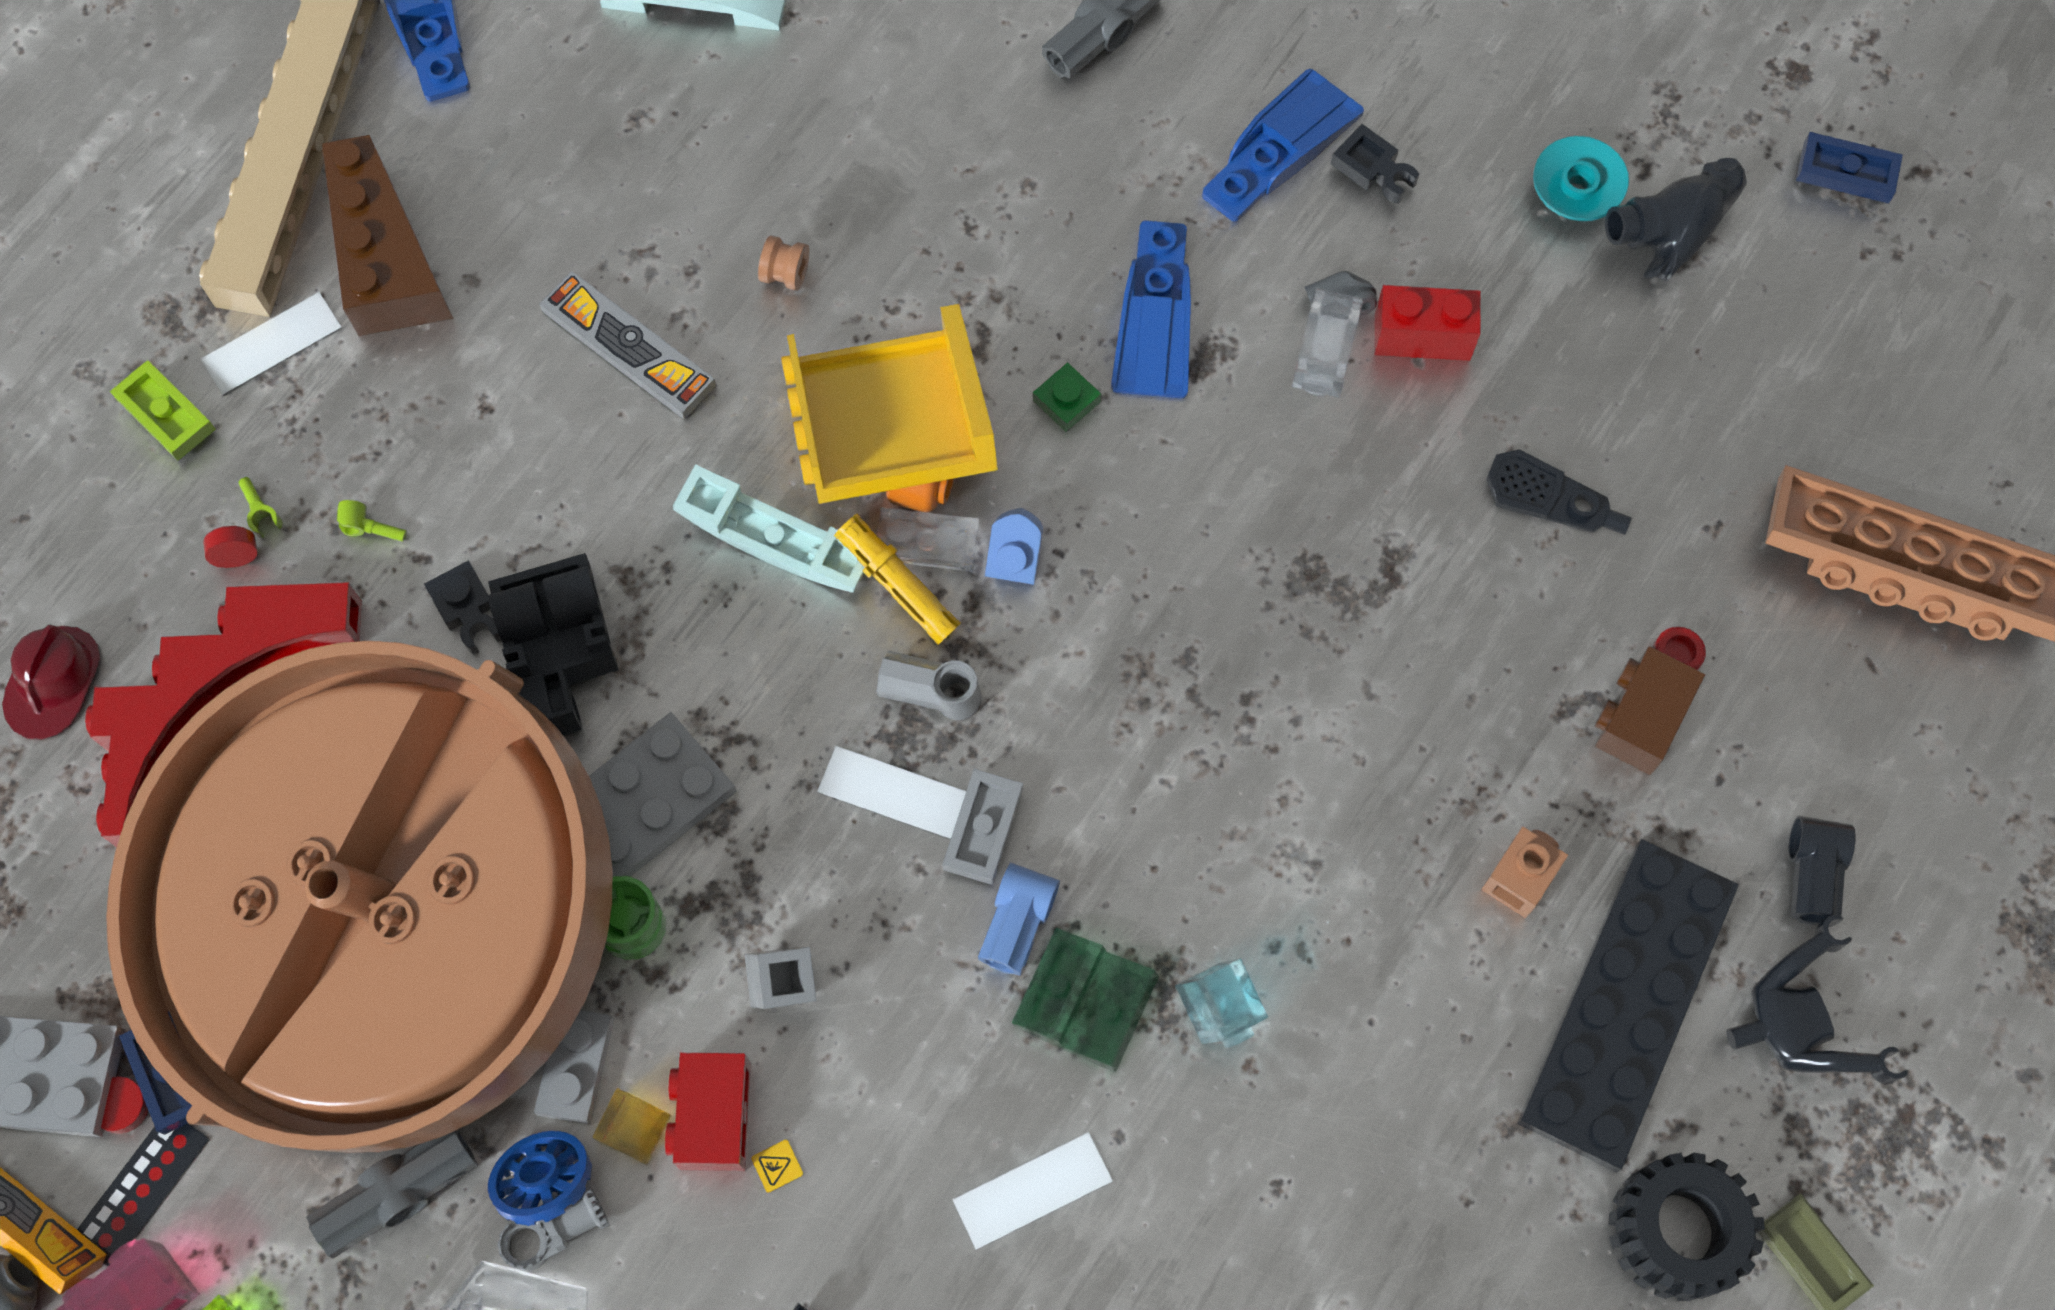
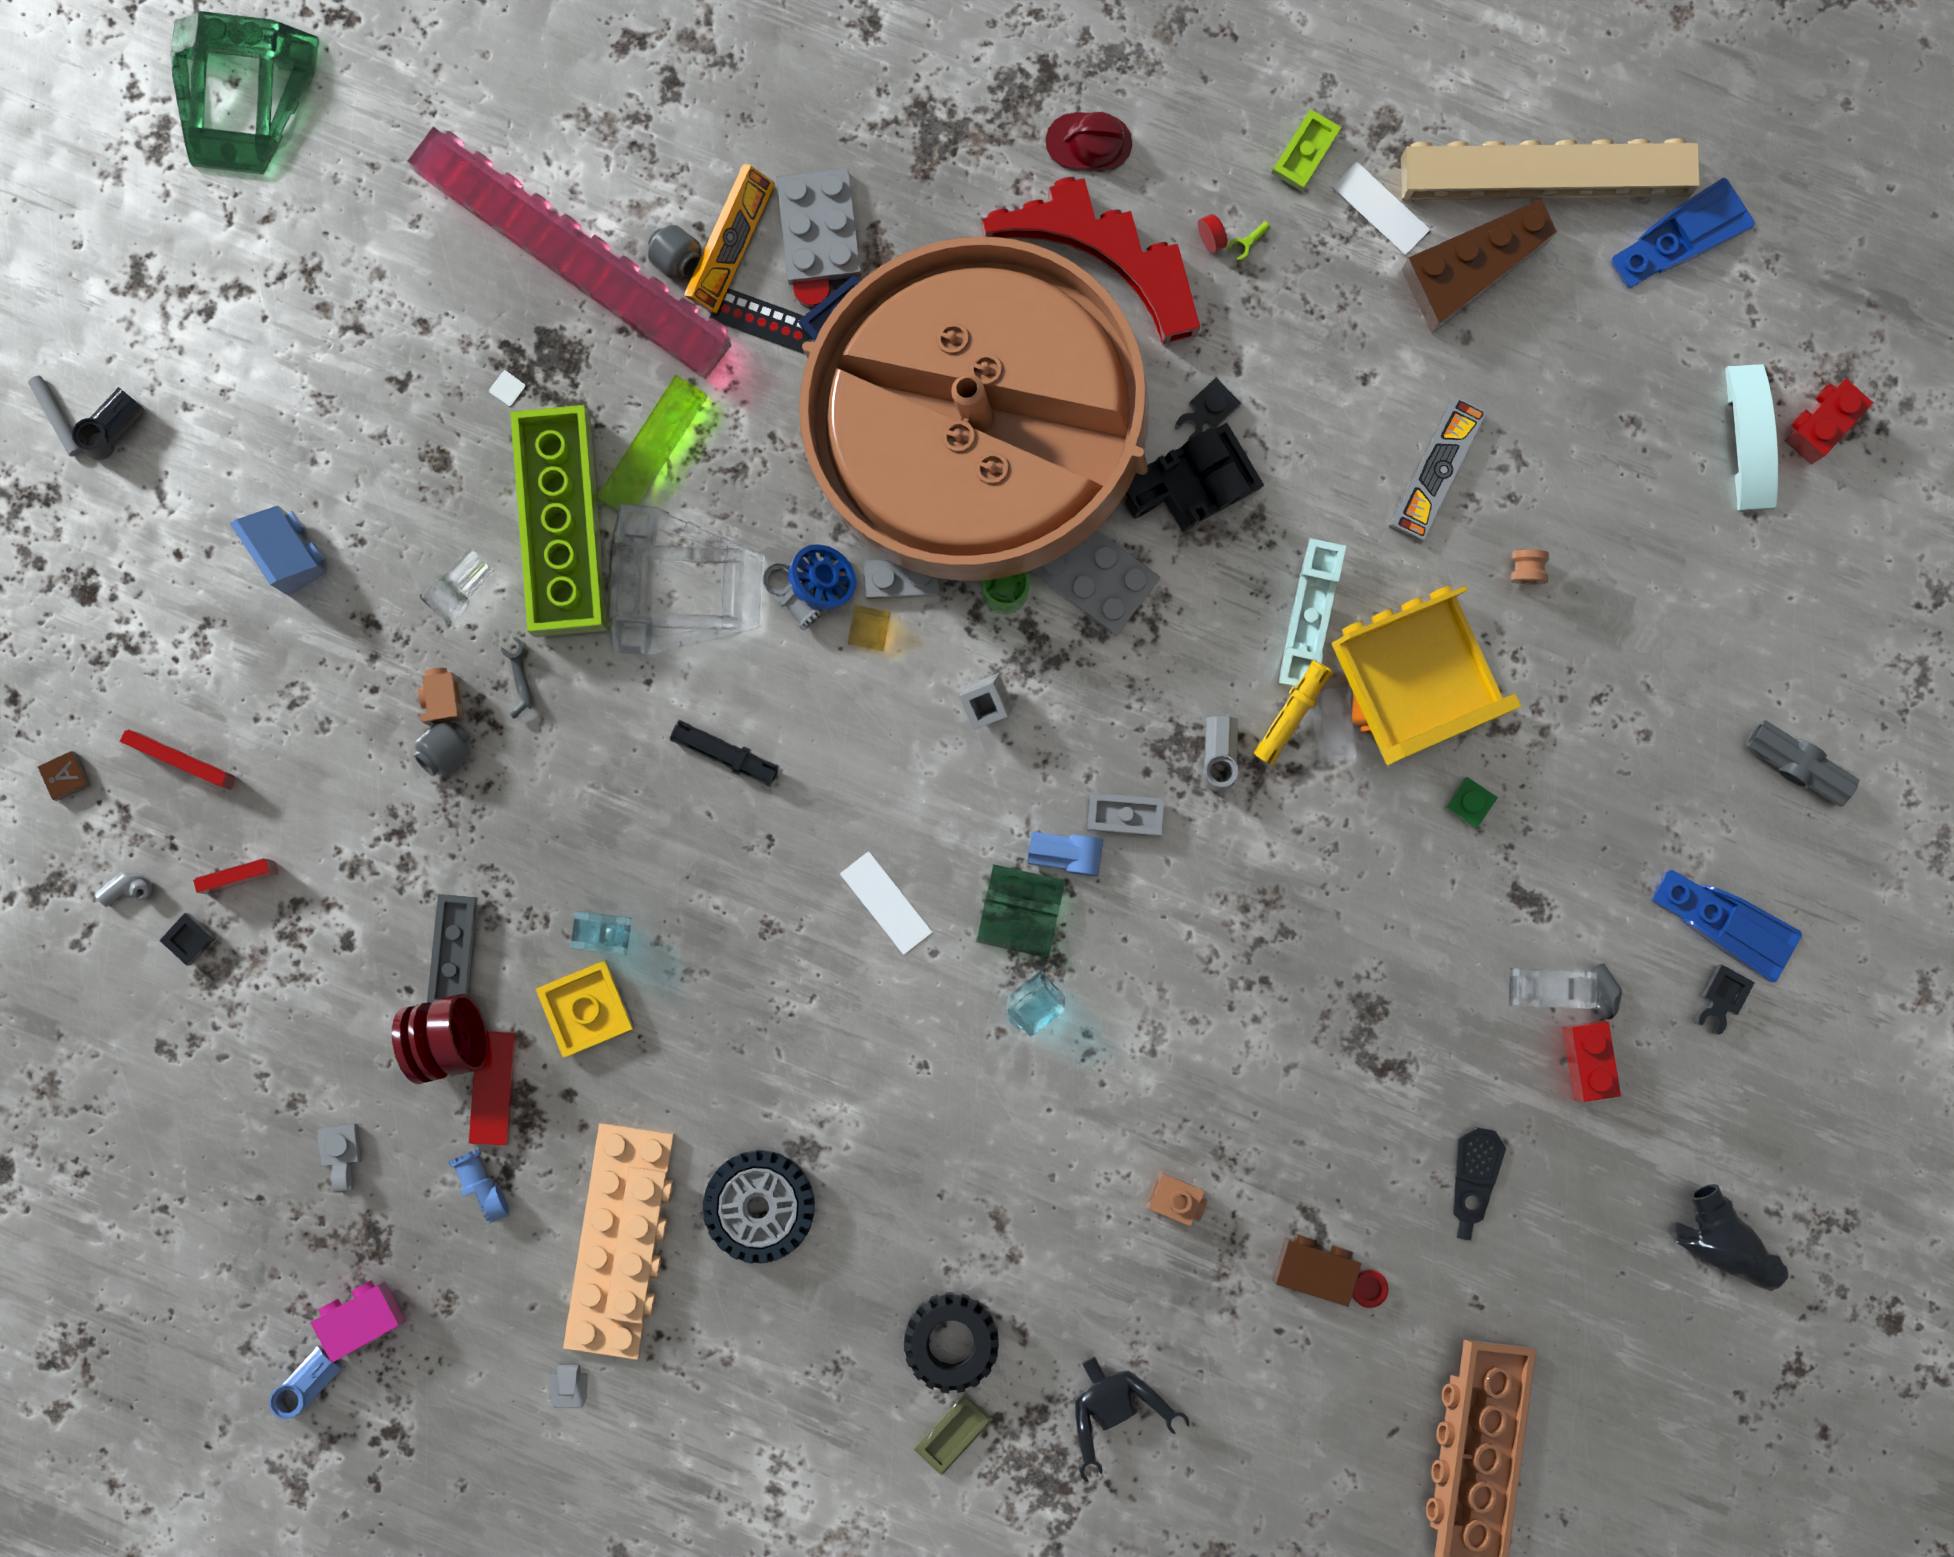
camera: 75 degrees right, 15 degrees up
(353, 522) = (1254, 311): lime hand -> none
(390, 1192) = (792, 483): dark grey piece -> none
(710, 1112) = (888, 677): red brick -> none
(777, 1166) = (865, 729): yellow sticker -> none
(892, 792) = (1139, 745): white sticker -> none
(1015, 546) = (1340, 790): medium blue plate -> none
(1155, 316) = (1555, 855): blue piece -> none
(1584, 163) = (1764, 1165): teal dish -> none
(1628, 1005) = (1100, 1286): black plate -> none
(1821, 856) = (1234, 1408): black piece -> none
(1849, 167) = (1809, 1372): dark blue plate -> none

